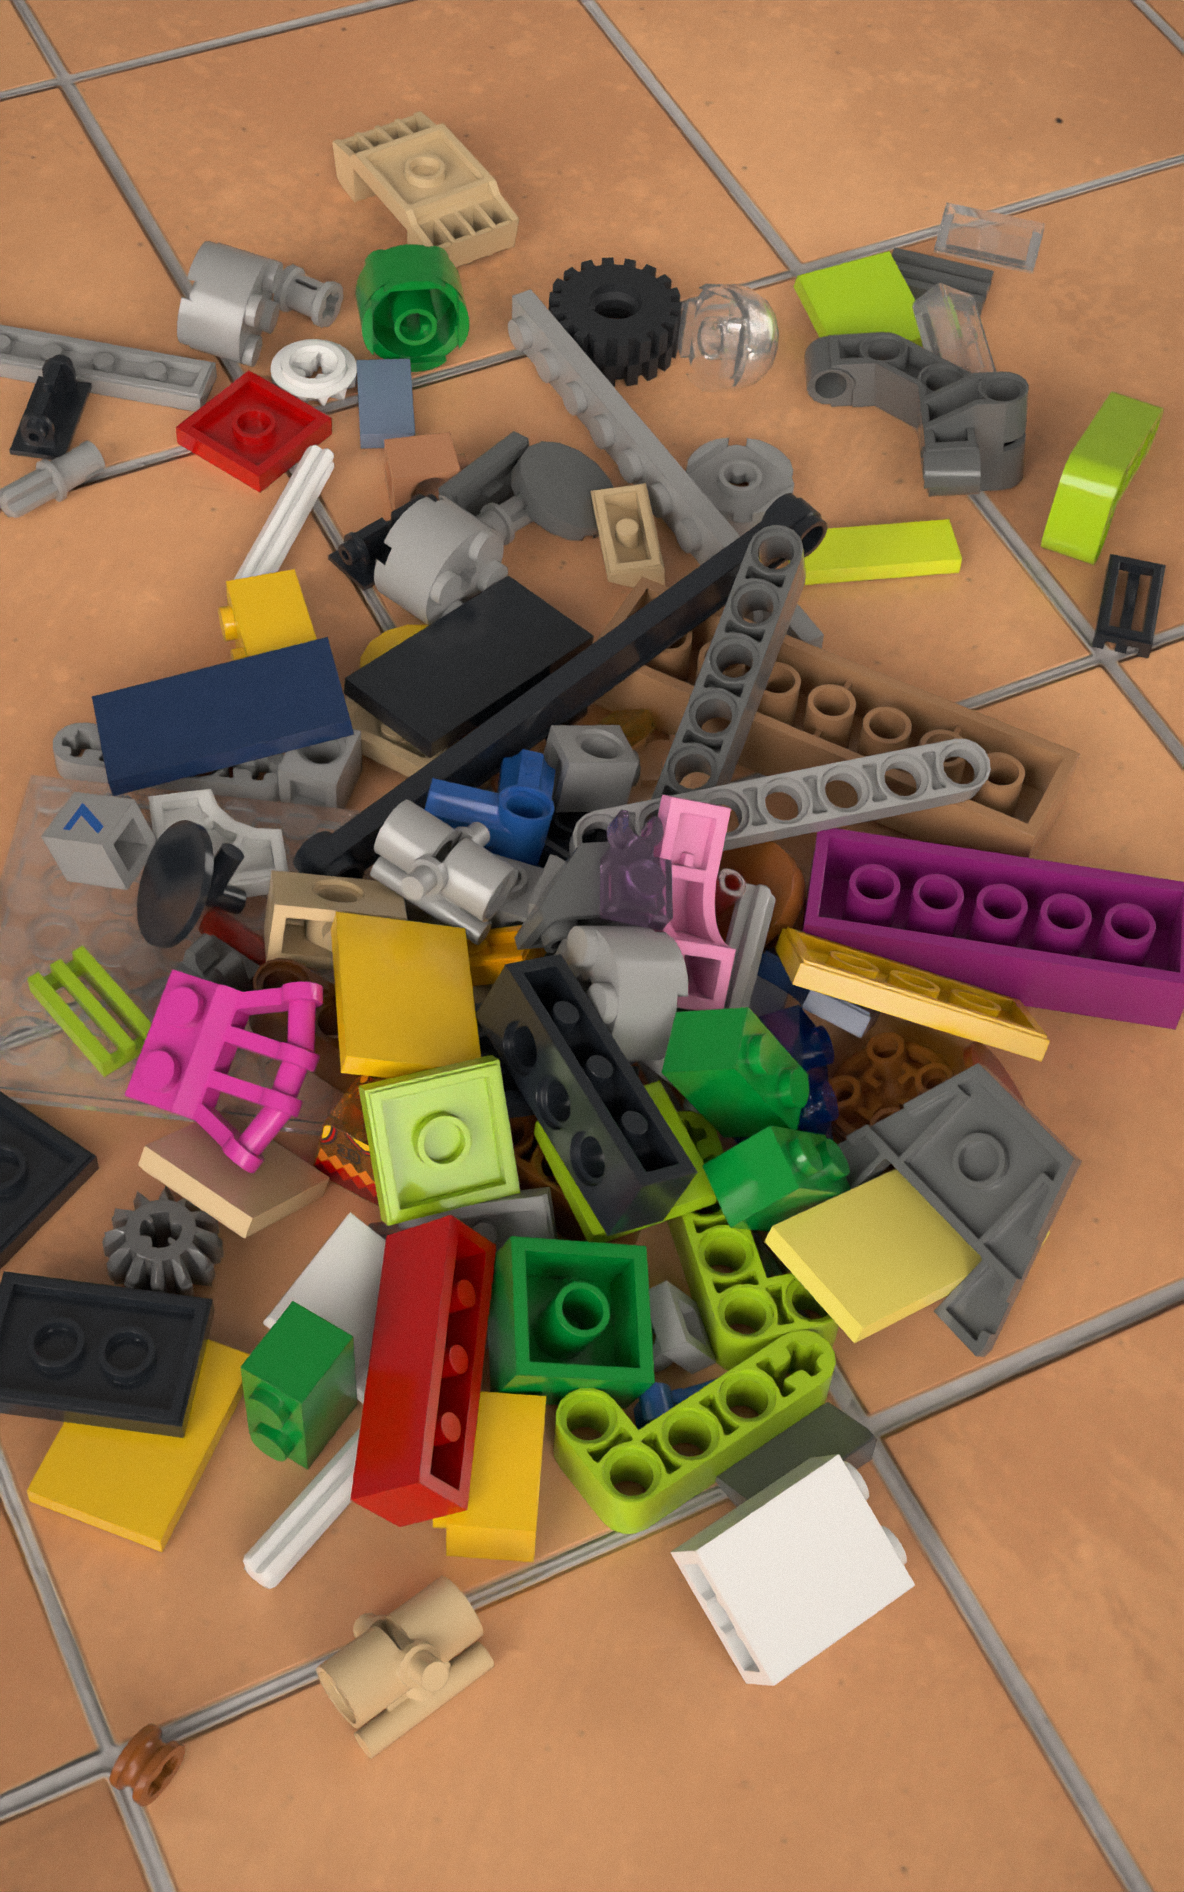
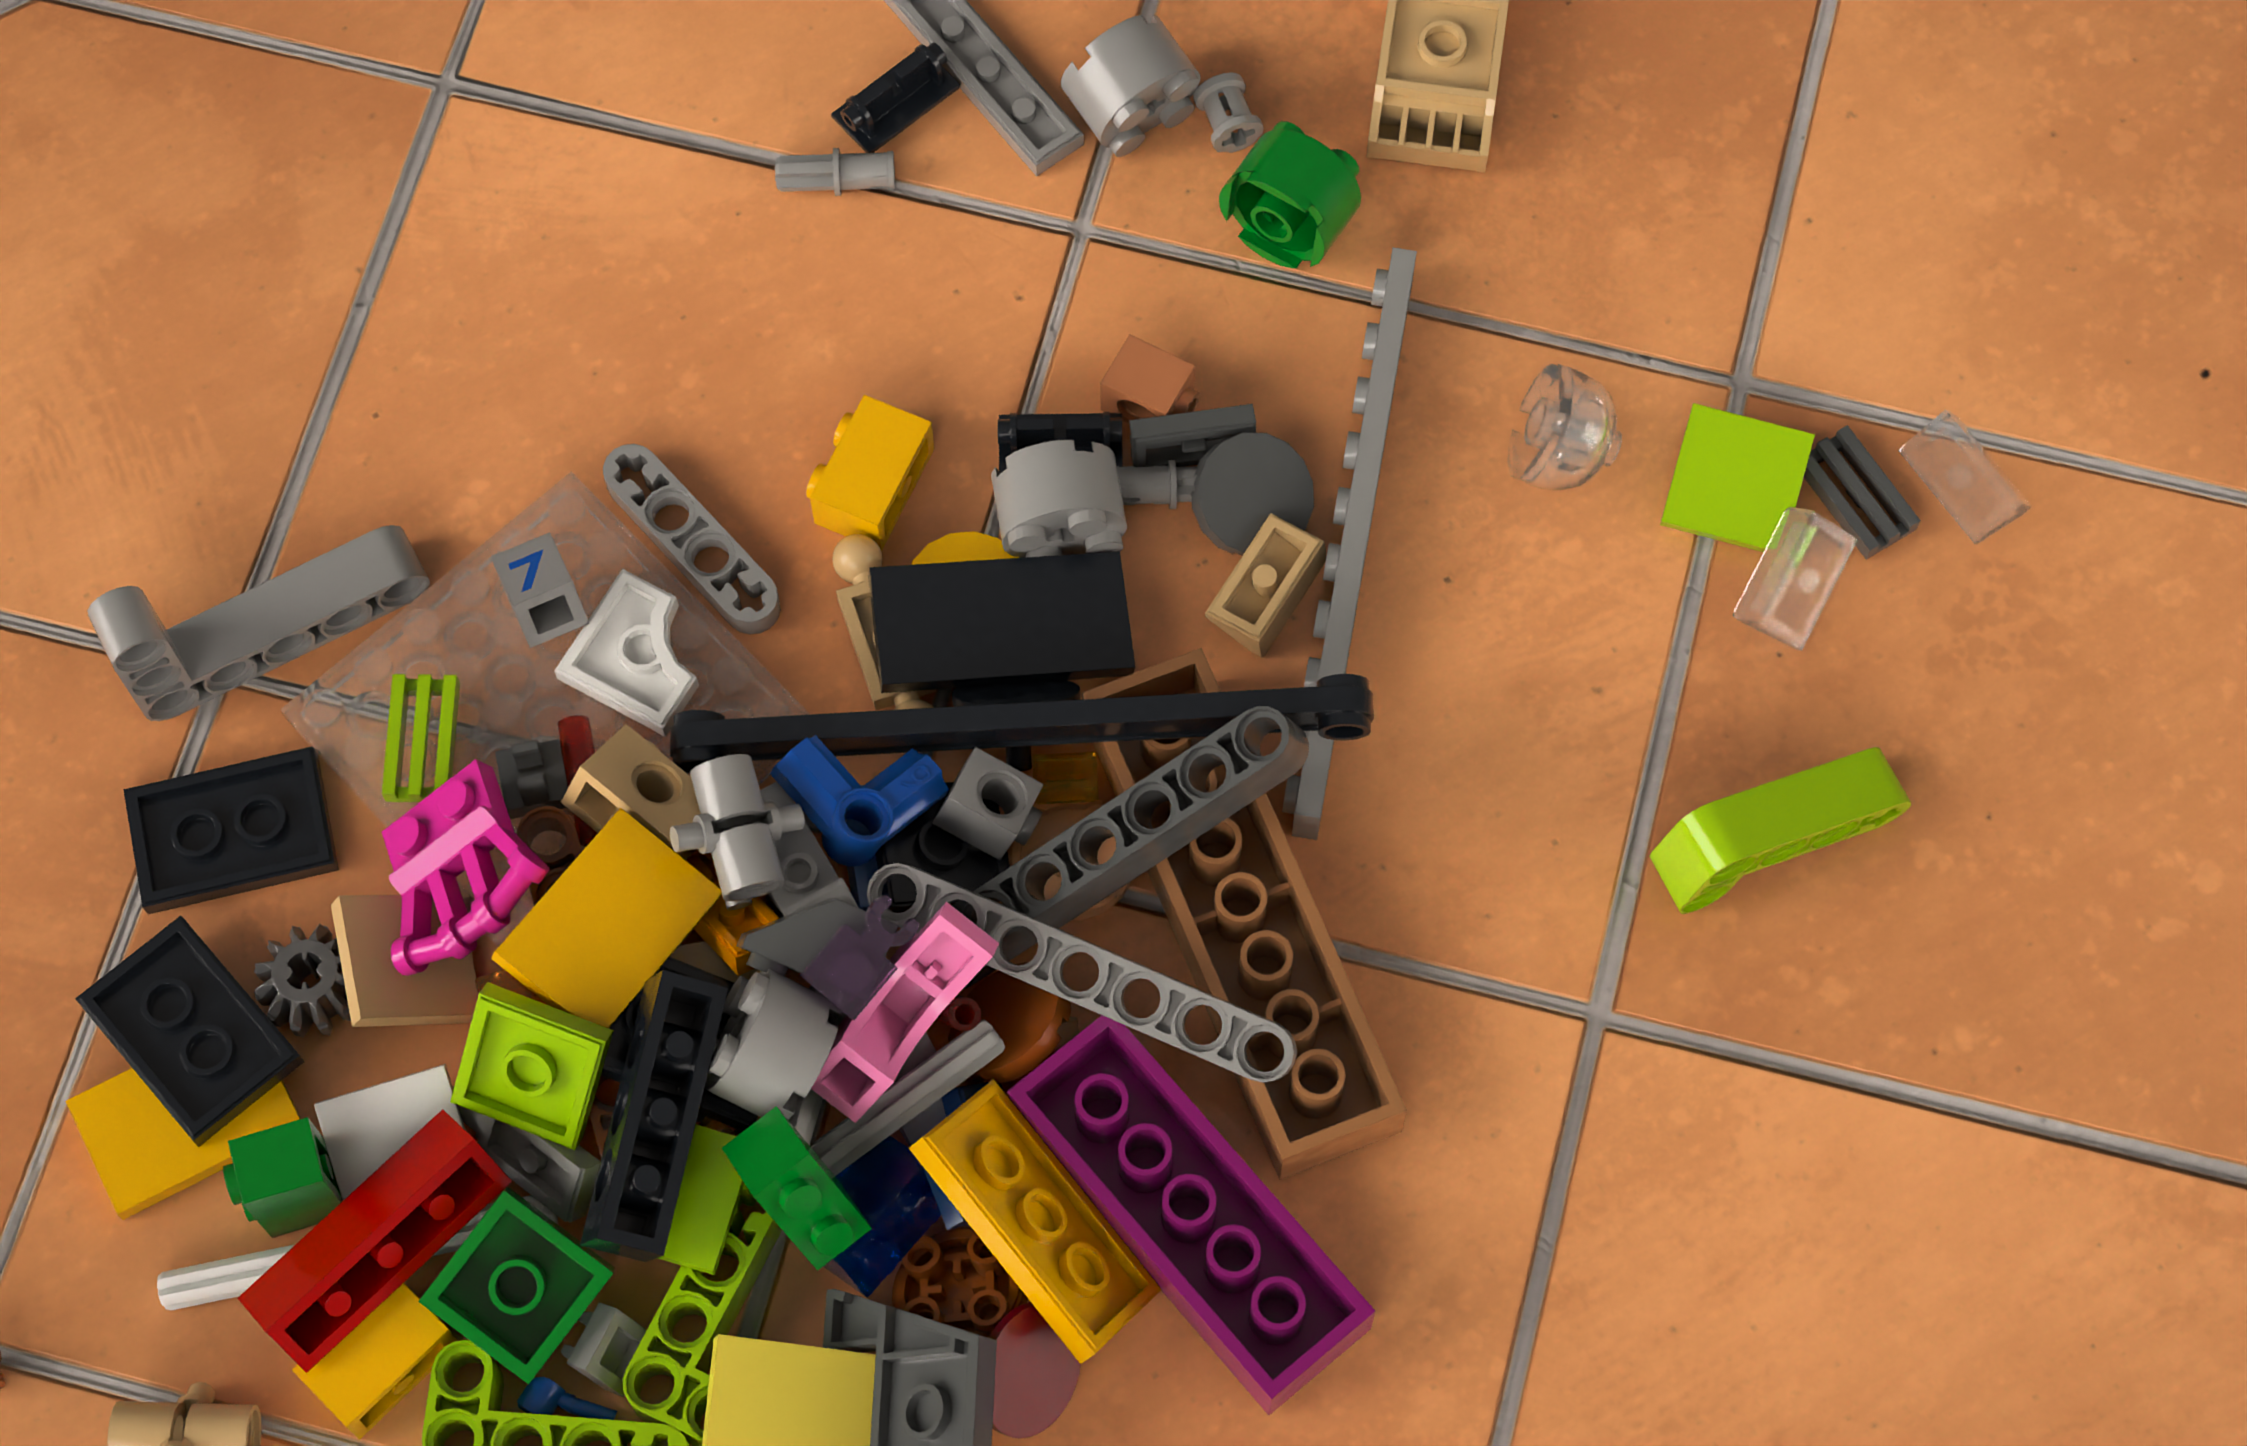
camera: 45 degrees right, 15 degrees up
(182, 880) = (558, 679): black shield -> none
(221, 716) = (743, 532): dark blue tile -> none
(253, 430) = (1057, 231): red tile -> none
(289, 513) = (992, 353): white axle -> none
(303, 358) = (1168, 179): white gear -> none
(321, 772) = (790, 658): light grey brick -> none
(384, 401) = (1197, 279): sand blue tile -> none
(647, 311) = (1471, 370): black tyre -> none
(757, 463) = (1409, 624): light grey plate -> none
(776, 1176) = (772, 1297): green brick -> none
(884, 552) = (1485, 752): neon yellow tile -> none
(965, 421) = (1666, 690): dark grey connector -> none
(1123, 635) = (1627, 1012): black tile -> none

